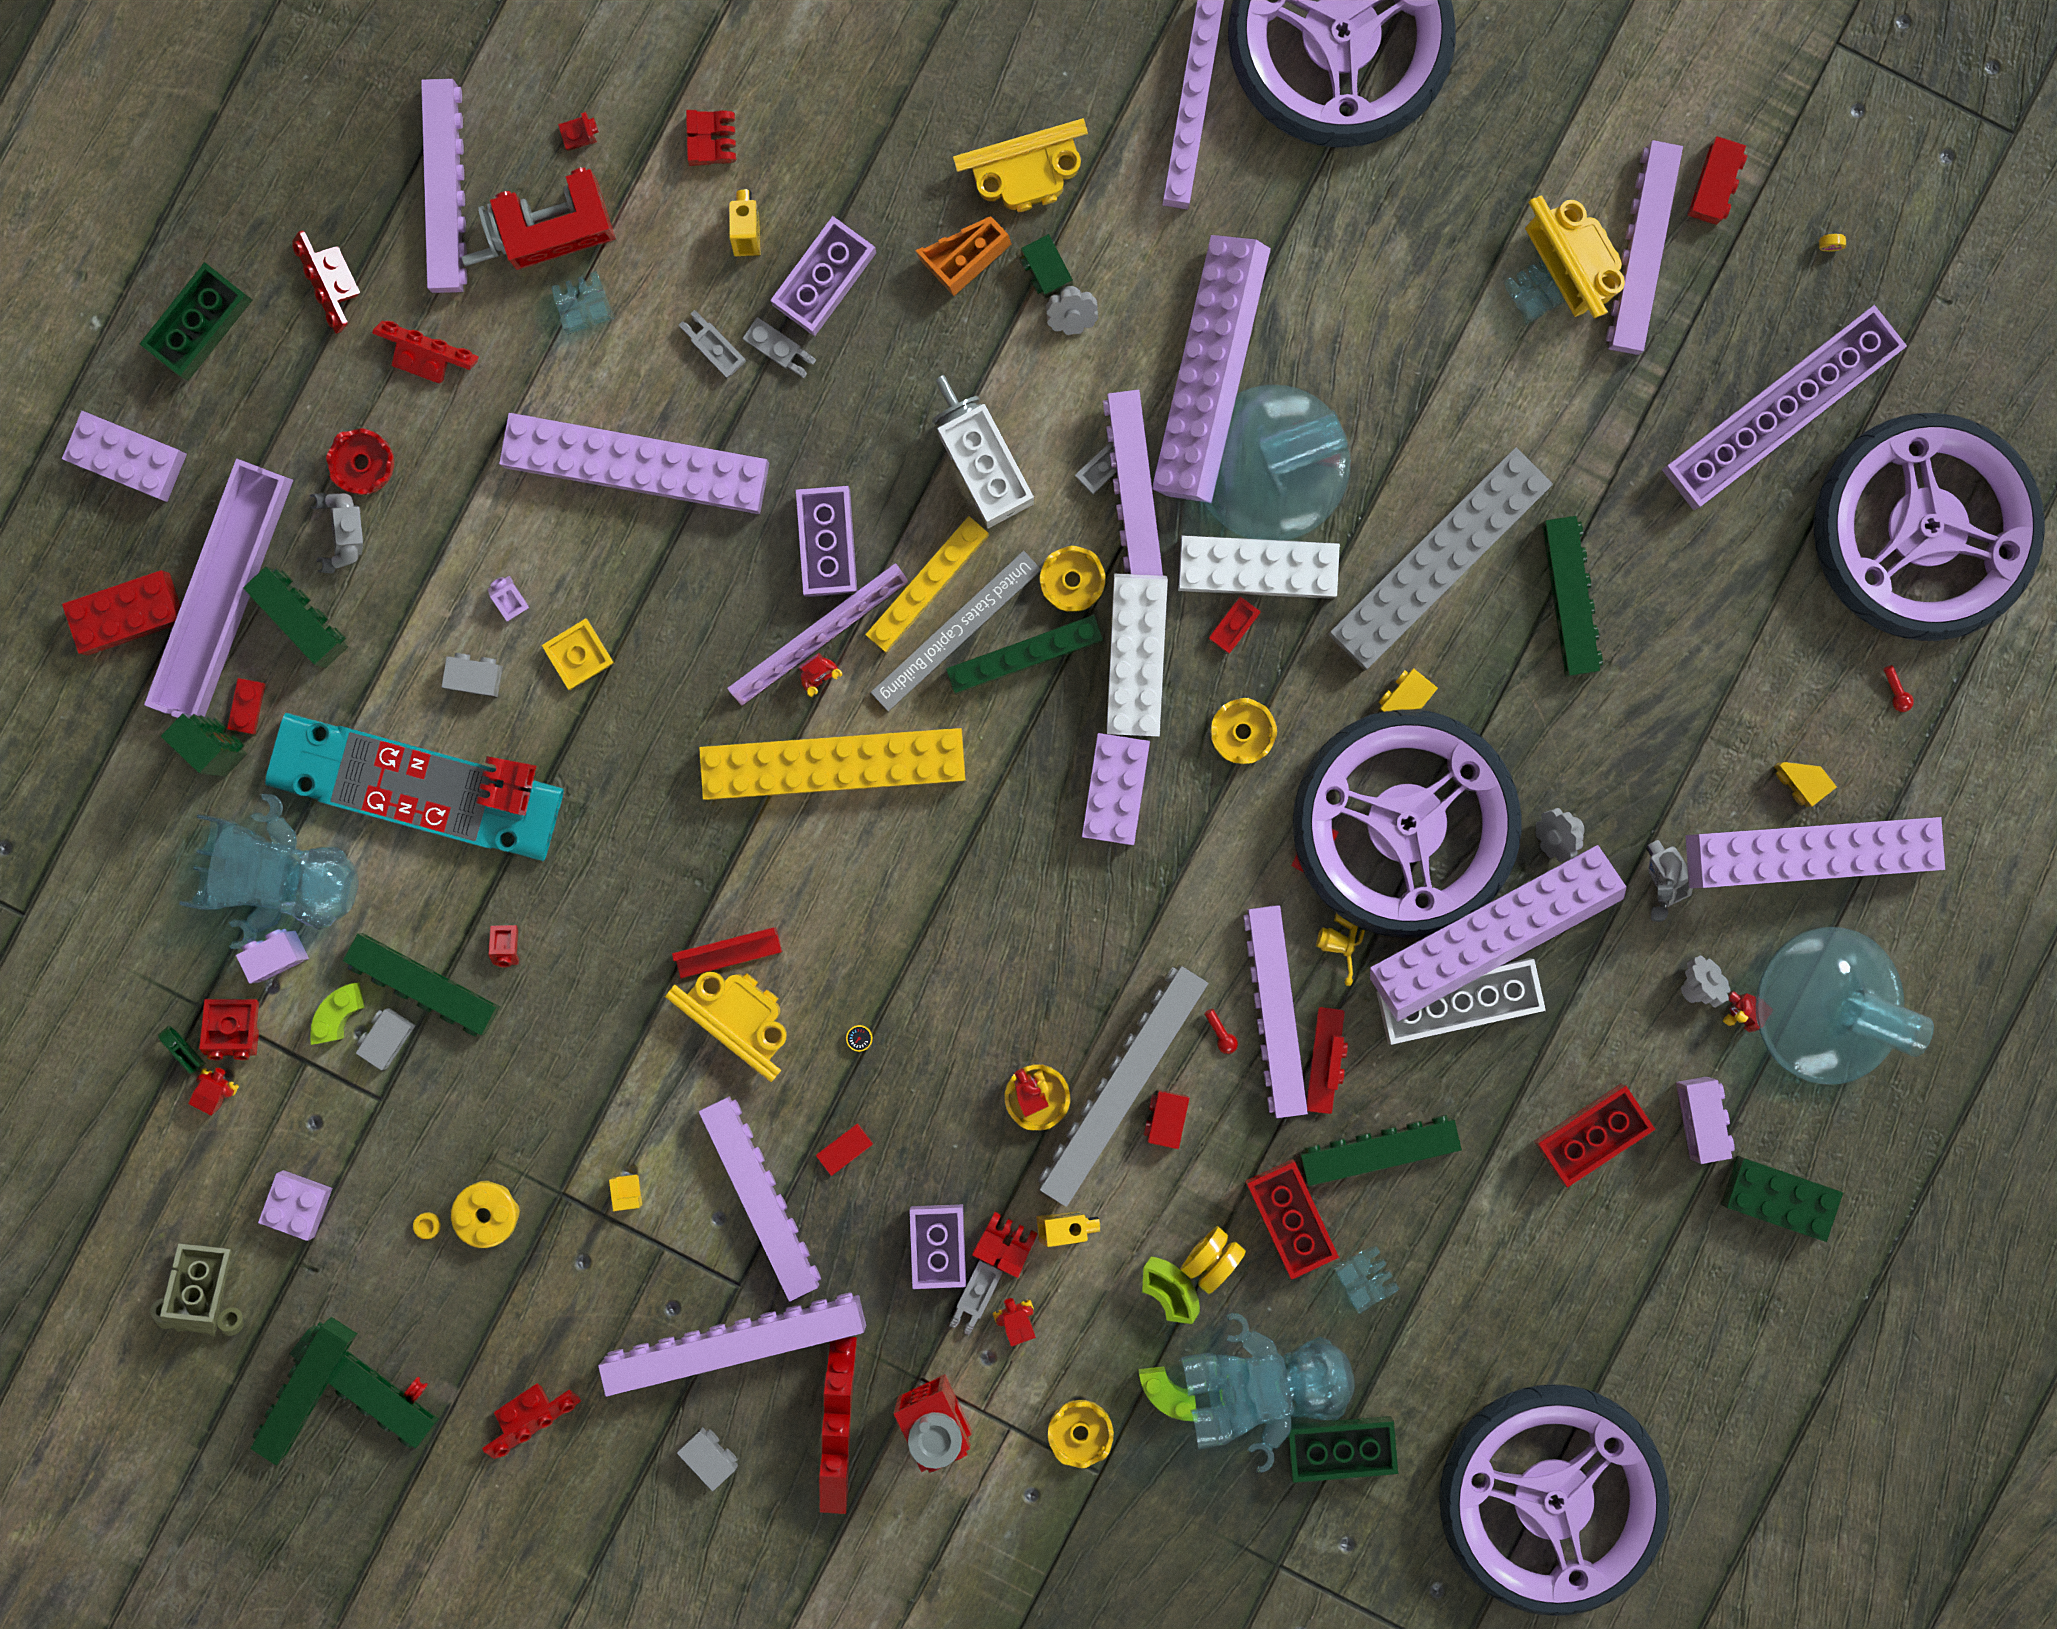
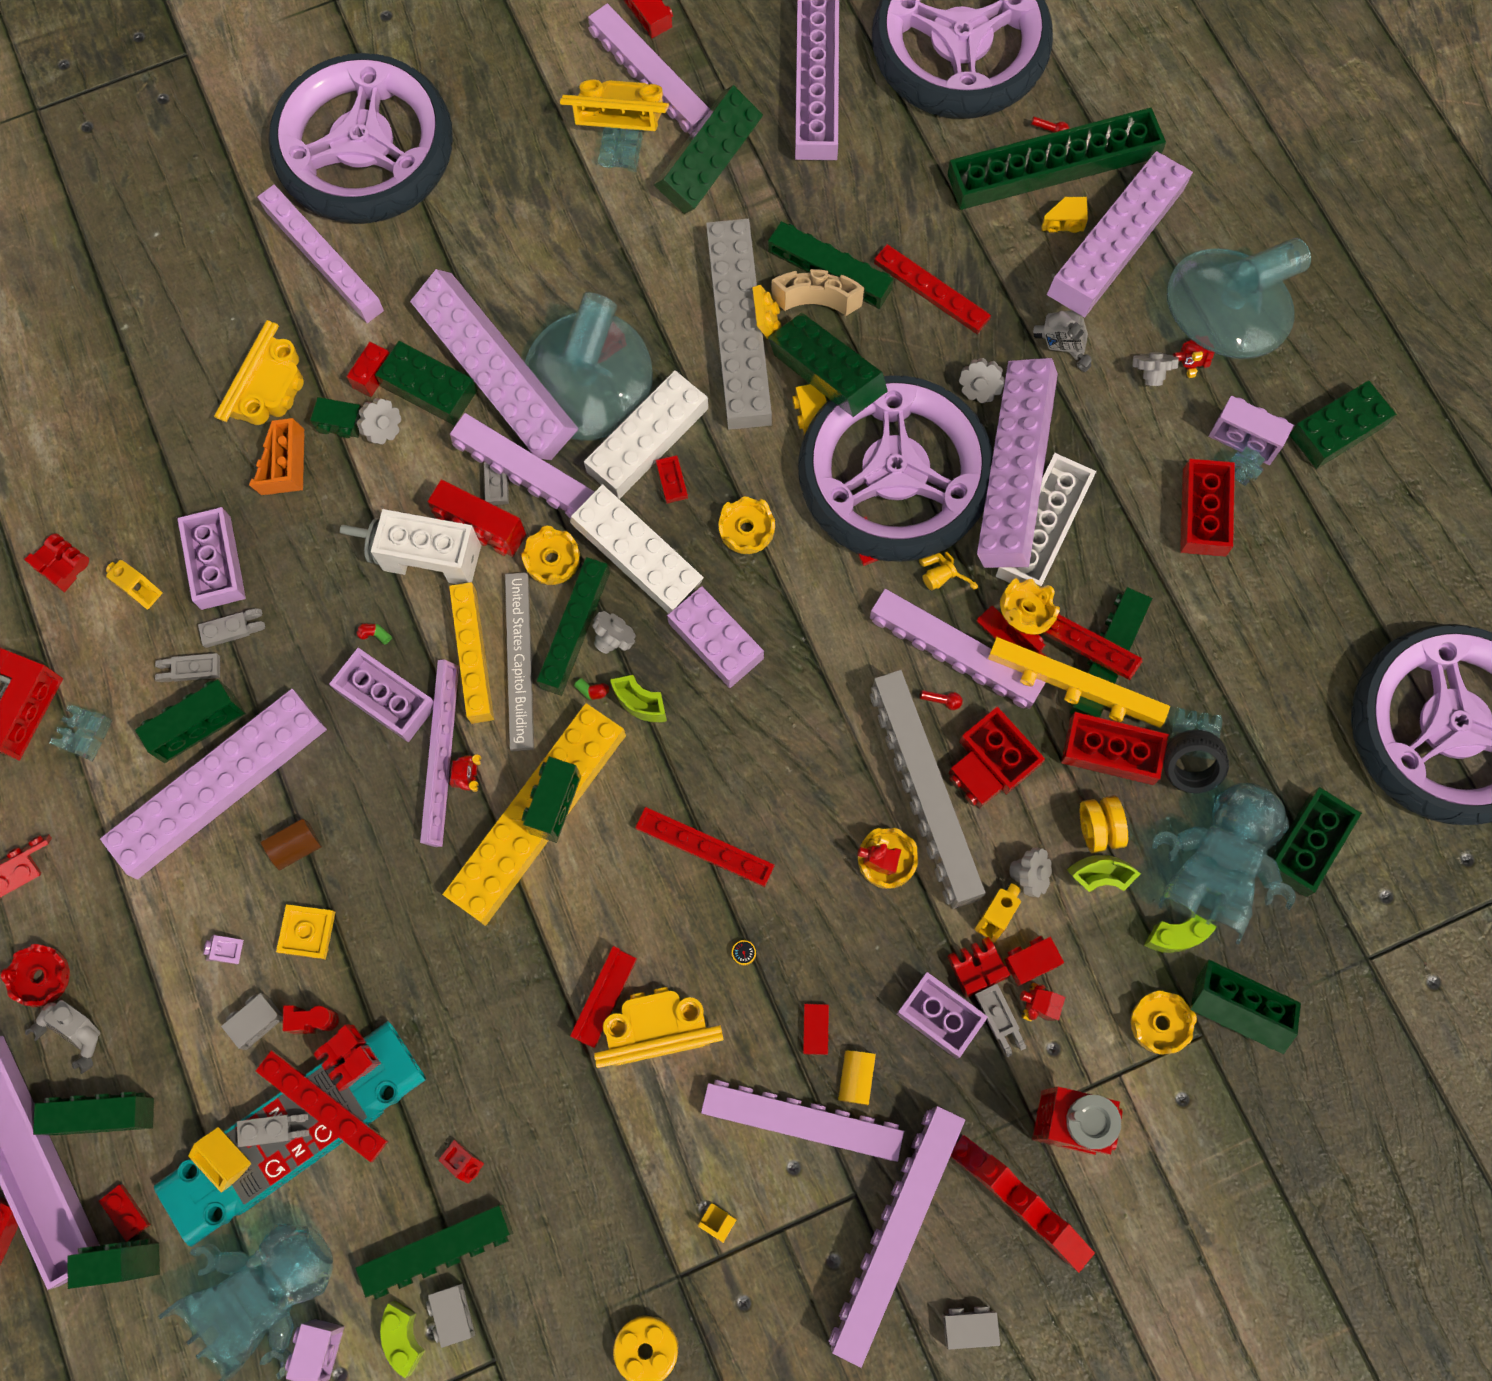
camera: 50 degrees left, 15 degrees down
(346, 752) = (219, 1159): none -> yellow brick
(401, 772) = (269, 1130): none -> light grey hinge
(453, 797) = (322, 1106): none -> red plate
(505, 722) = (305, 1022): none -> red legs
(638, 576) = (291, 844): none -> reddish brown brick
(668, 395) = (190, 721): none -> dark green brick
(831, 1214) = (856, 1077): none -> yellow brick
(848, 777) = (551, 799): none -> dark green brick
(879, 478) = (366, 630): none -> arm
(921, 932) = (705, 847): none -> red plate
(979, 720) = (592, 692): none -> arm
(1001, 770) = (638, 701): none -> lime brick
(1045, 695) = (612, 633): none -> light grey plant
(1046, 1287) = (1034, 960): none -> red brick
(1052, 484) = (489, 522): none -> red brick
(1116, 255) = (363, 372): none -> red brick
(1123, 1230) = (1032, 872): none -> light grey plant
(1145, 319) = (426, 382): none -> dark green brick
(1147, 1493) = (1246, 1006): none -> dark green brick
(1211, 1123) = (1002, 749): none -> red brick
(1323, 1144) = (1078, 684): none -> yellow piece
(1348, 1289) = (1196, 781): none -> black tyre
(1368, 1109) = (1094, 647): none -> red plate
(1374, 1054) = (1037, 600): none -> yellow plate
(1454, 683) = (828, 364): none -> dark green brick
(1469, 578) = (766, 311): none -> yellow plate
(1534, 605) = (817, 288): none -> tan brick
(1598, 383) = (708, 150): none -> dark green brick
(1624, 710) = (932, 289): none -> red plate
(1657, 1140) = (1247, 465): none -> clear light blue brick
(1859, 725) = (1055, 158): none -> dark green brick

